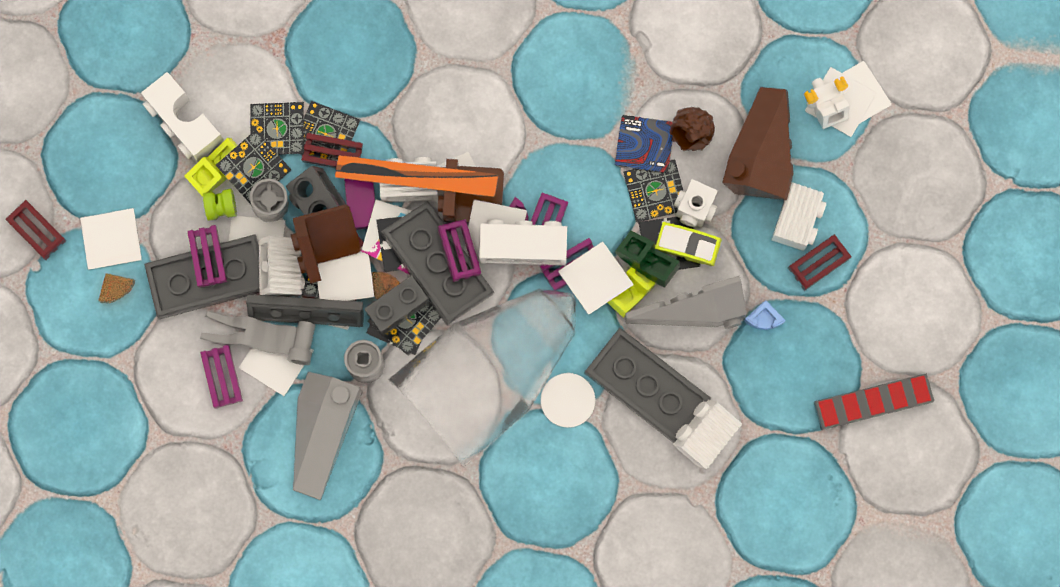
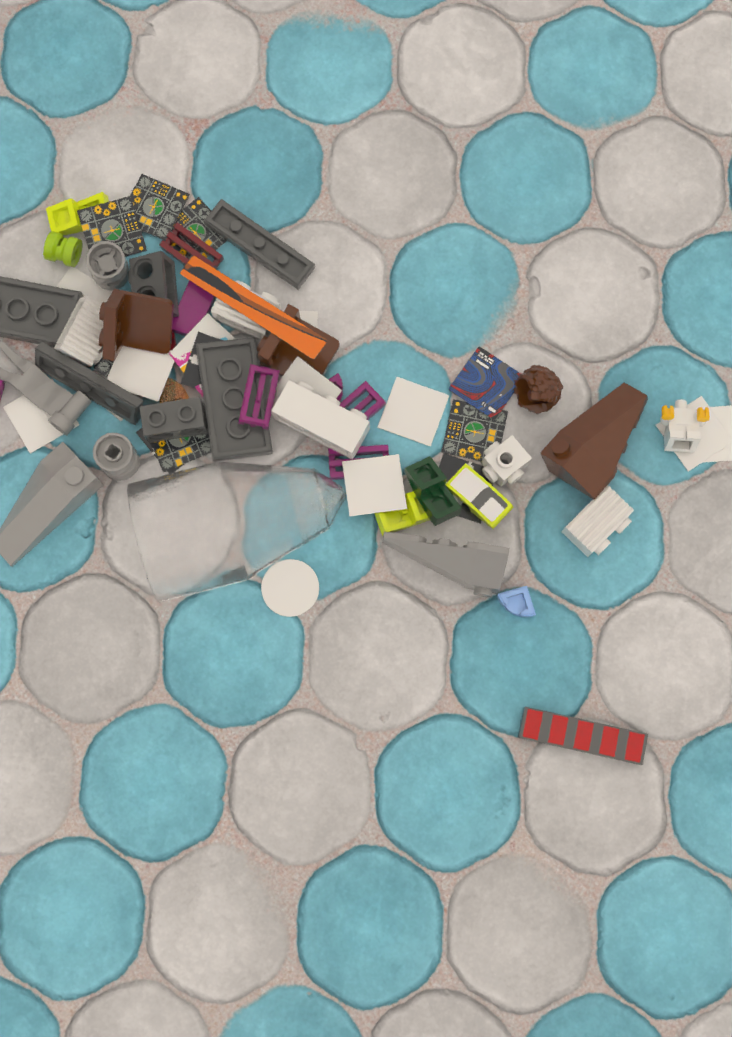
camera: 25 degrees right, 0 degrees up
(165, 99) = (65, 133): white arch -> none
(202, 232) = (31, 267): magenta tile -> none
(388, 117) = (259, 244): none -> dark grey tile
(594, 198) = (413, 411): none -> white sticker
(646, 384) = (372, 611): dark grey tile -> none
(706, 433) = (403, 685): white brick -> none
(800, 276) = (571, 579): dark red tile -> none

